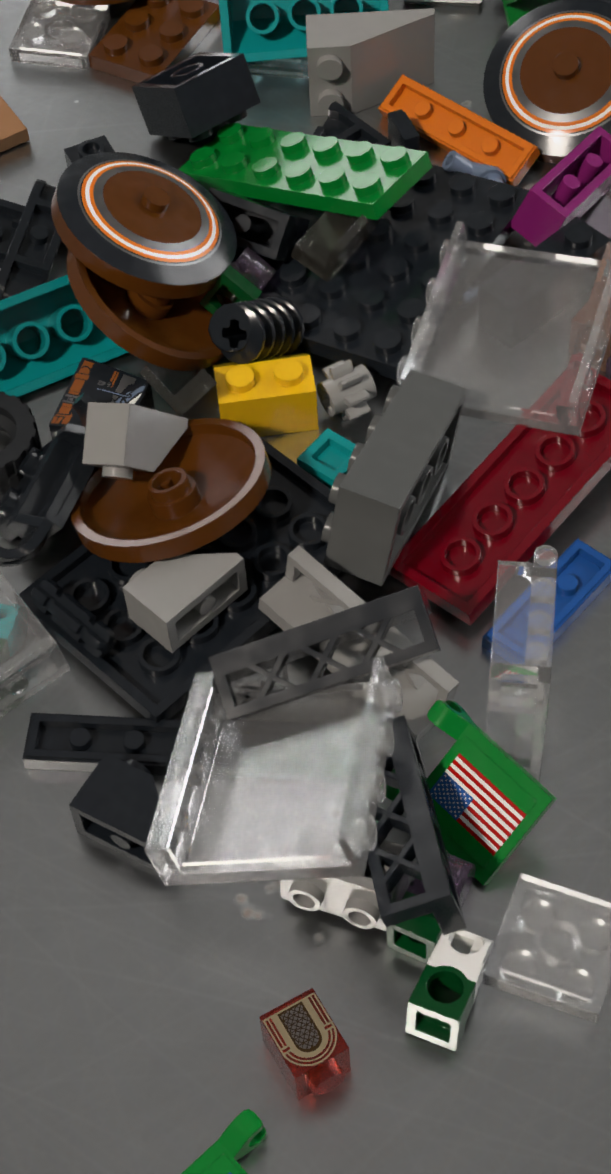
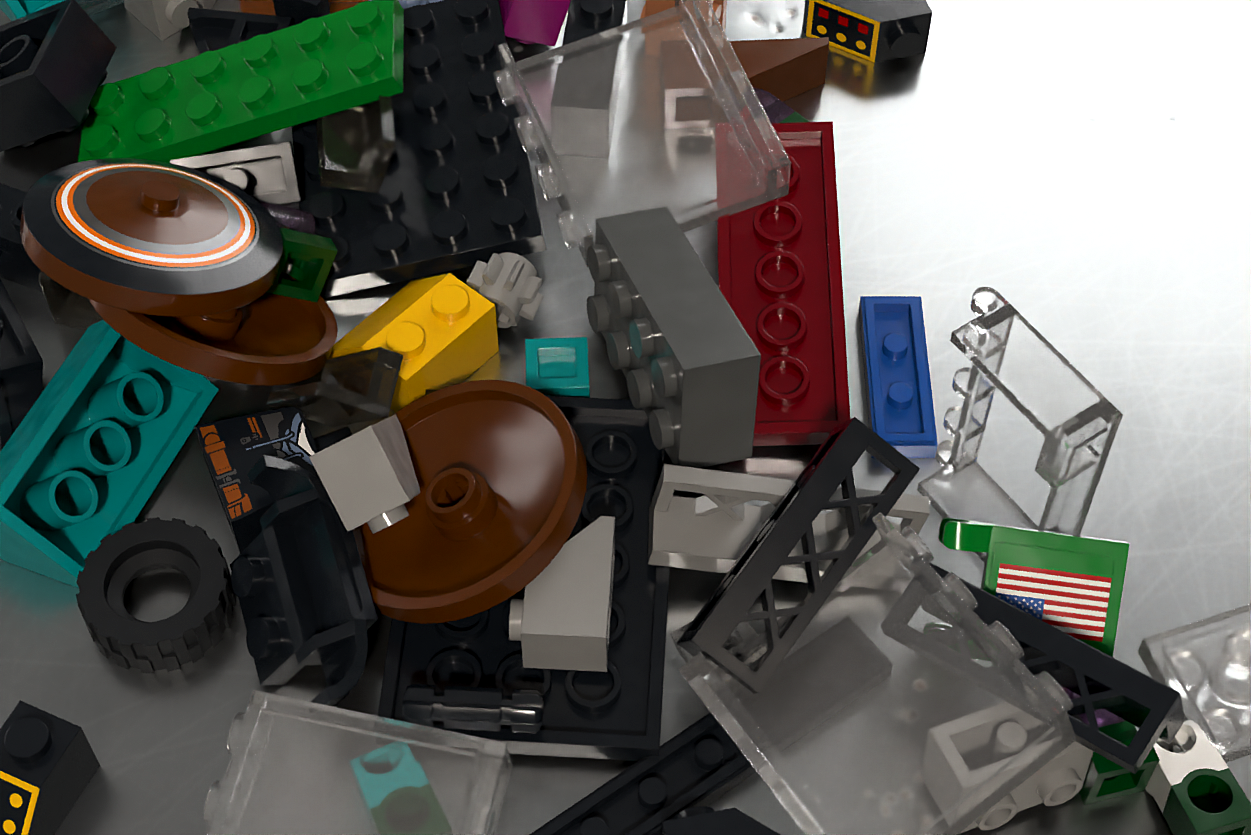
camera: 45 degrees left, 0 degrees up
(257, 329) = (368, 279): black piece -> none

